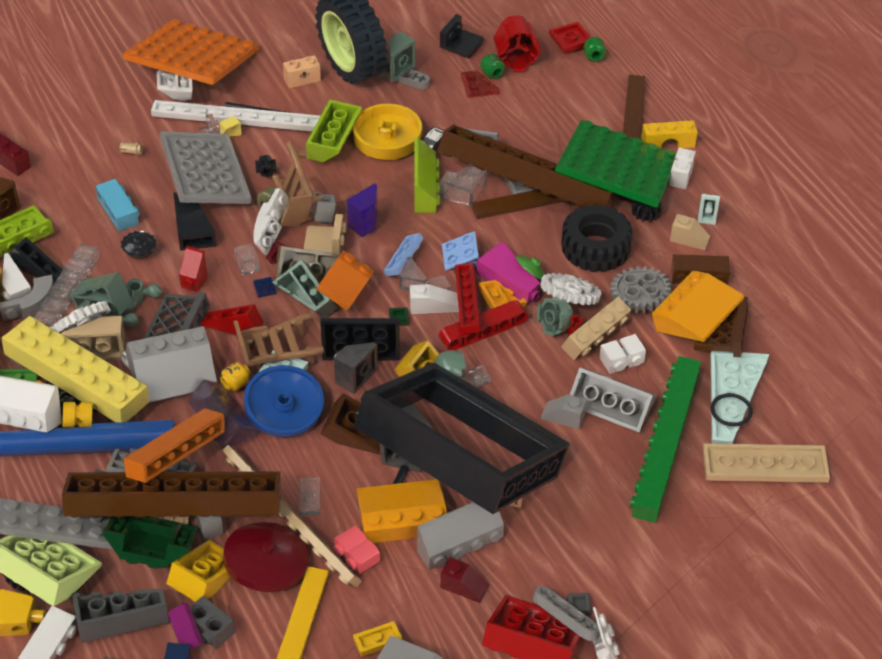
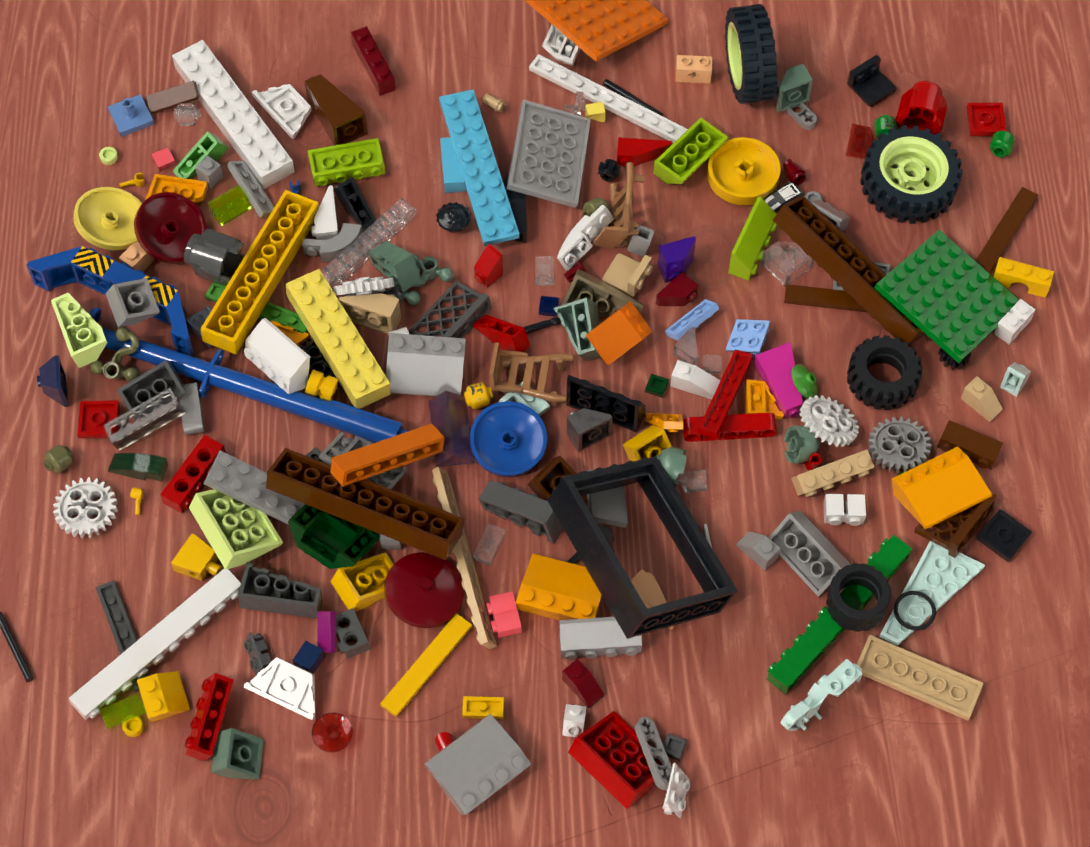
camera: 25 degrees right, 15 degrees up
(145, 196) = (479, 168): none -> medium azure plate
(269, 301) = (543, 324): none -> black piece
(275, 144) = (640, 150): none -> red slope
(328, 453) = (521, 509): none -> dark grey wedge
(379, 238) = (678, 292): none -> dark red slope
(432, 119) = (794, 172): none -> dark red cone
(432, 337) = (671, 422): none -> light orange wing
(473, 616) = (573, 720): none -> white bracket
(533, 90) = (907, 188): none -> wheel
(676, 427) = (864, 576): none -> black tyre
(701, 485) = (832, 684): none -> light aqua piece
(770, 327) = (1004, 535): none -> black plate

